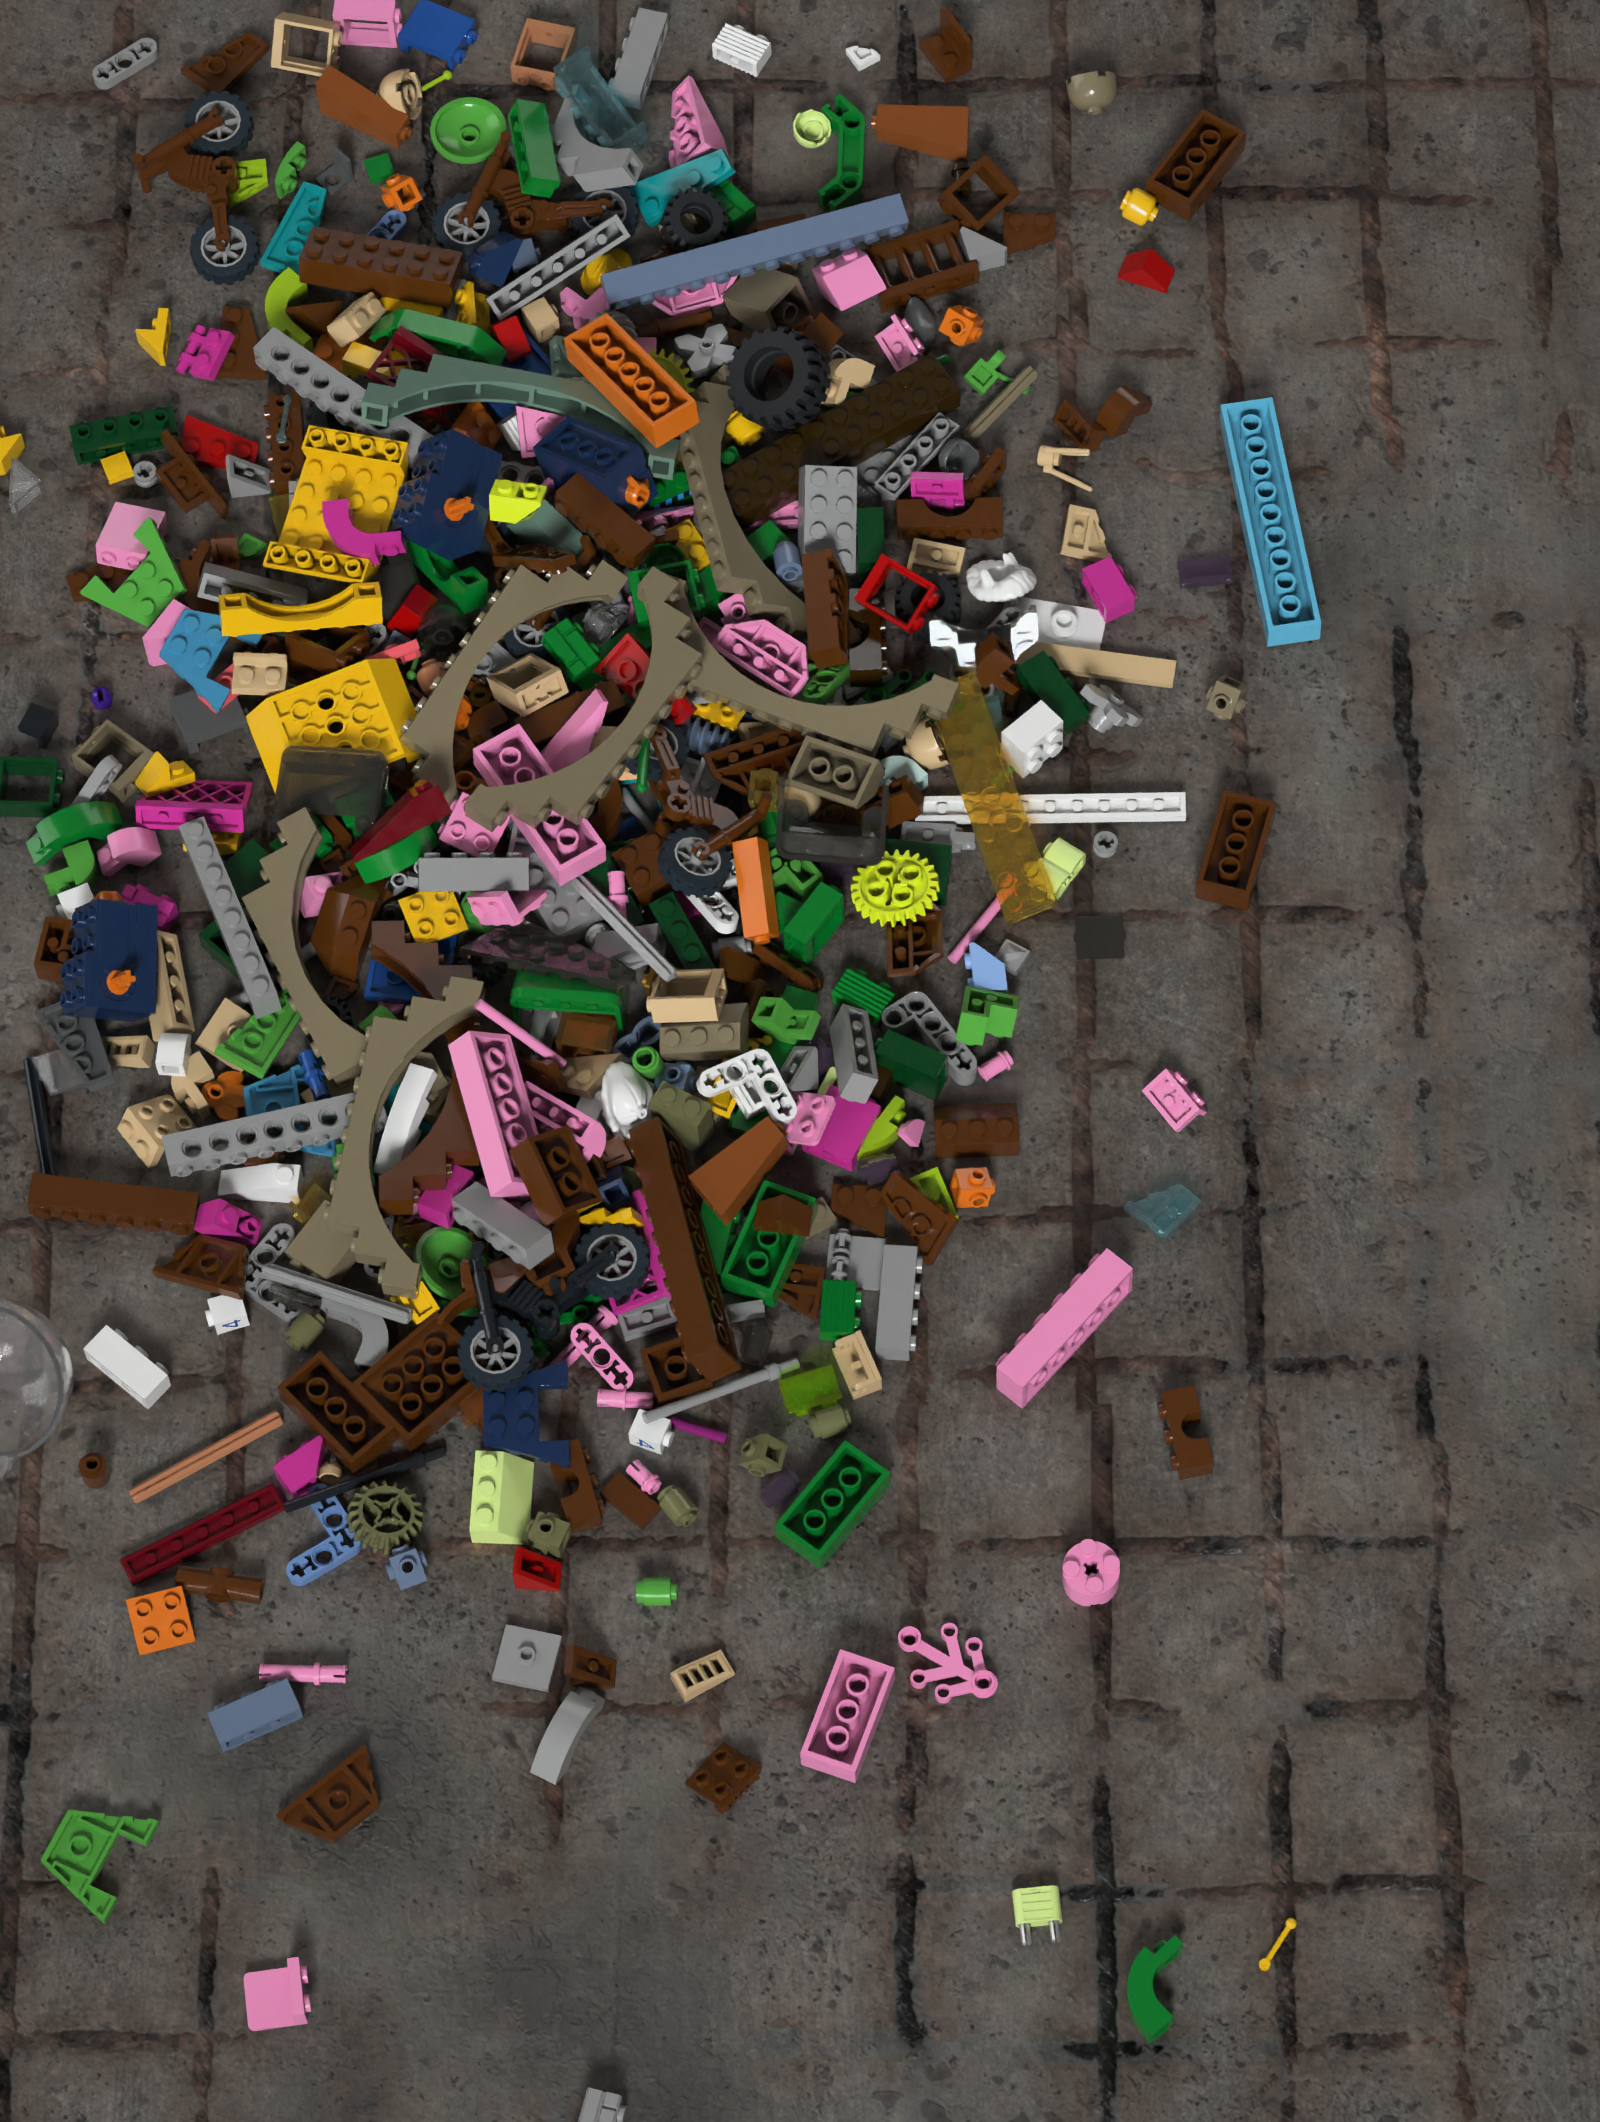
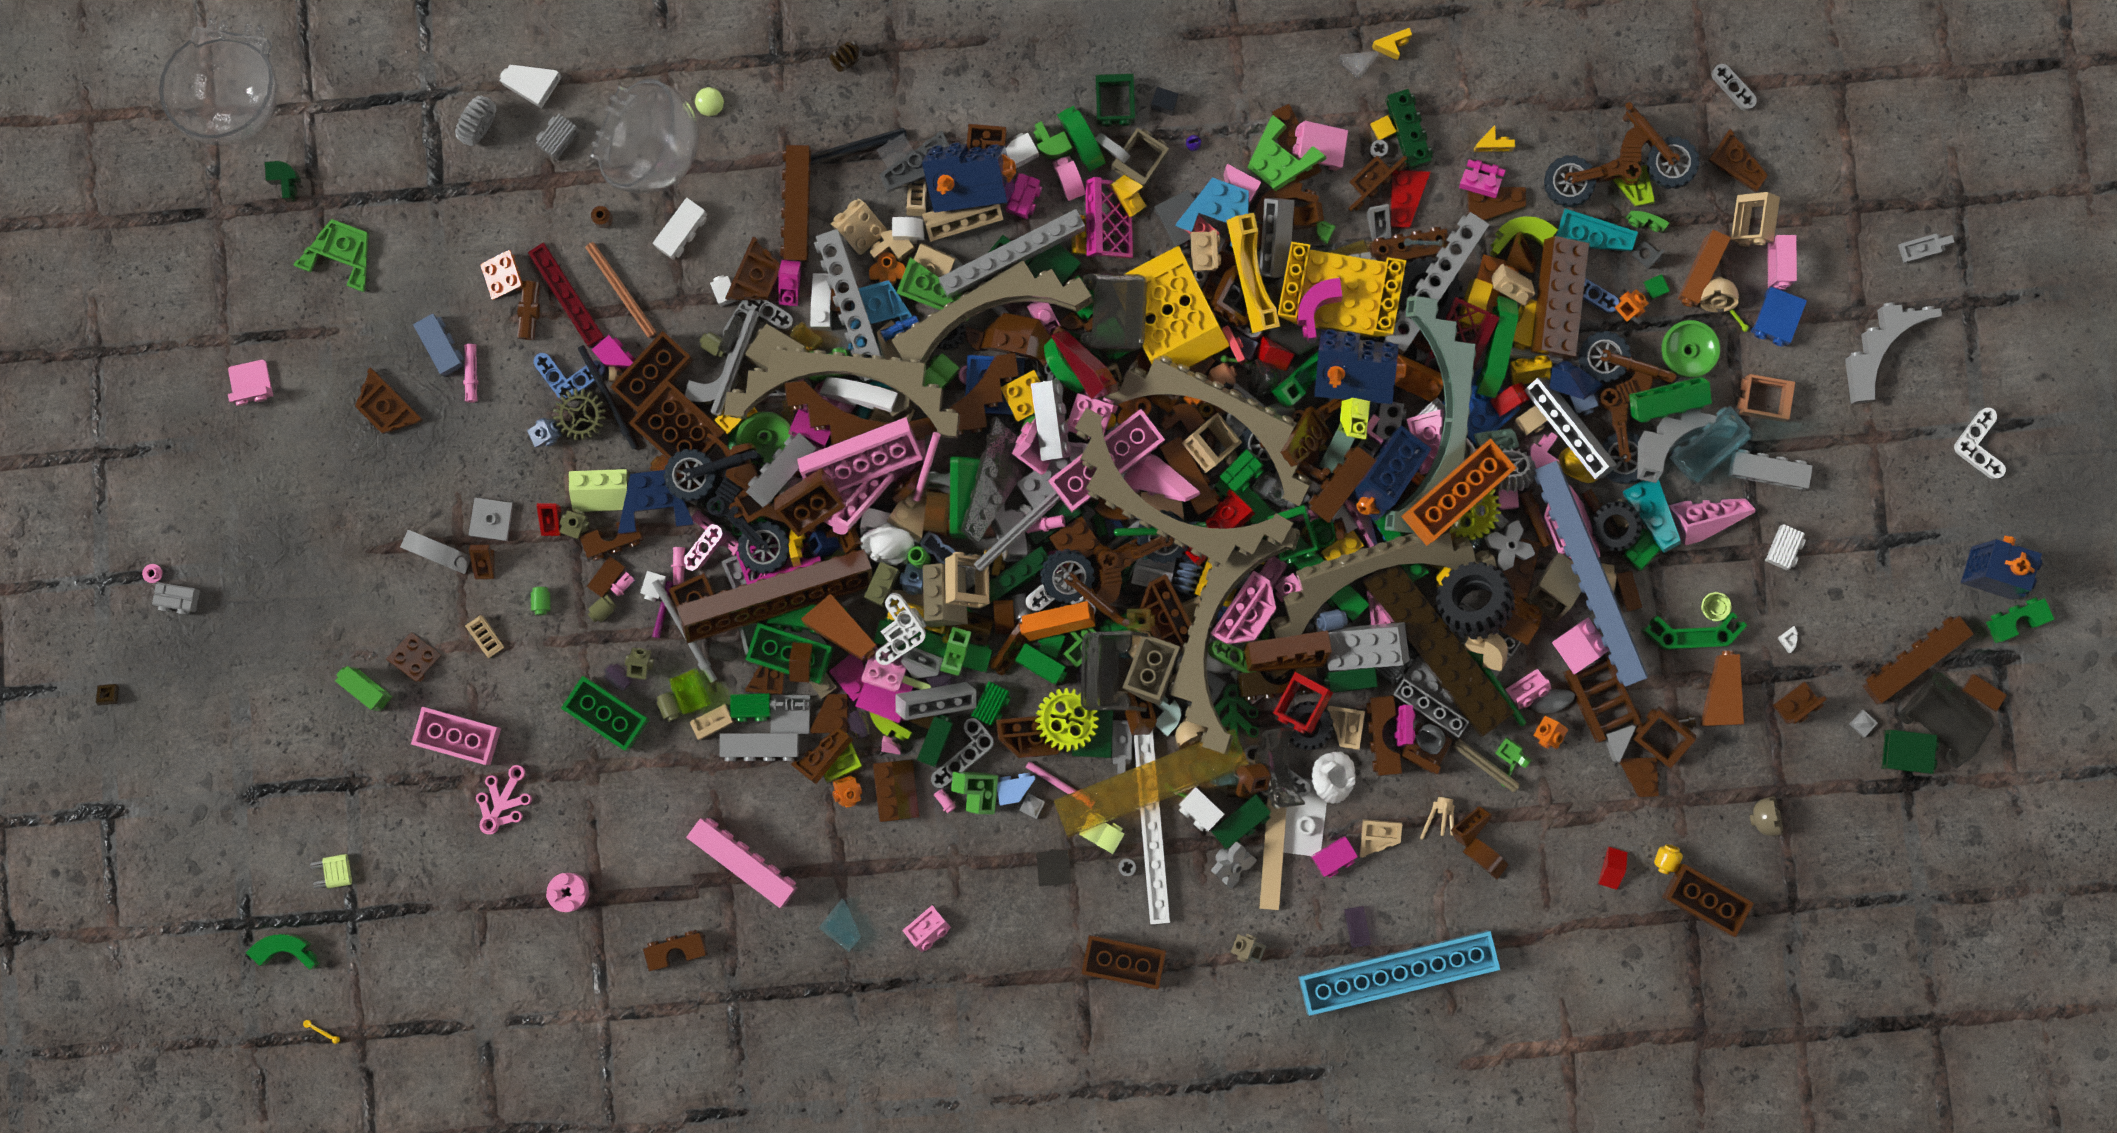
camera: 85 degrees right, 20 degrees up
(764, 1842) = (363, 688): none -> bright green window
(807, 1176) = (849, 675): none -> dark pink wing

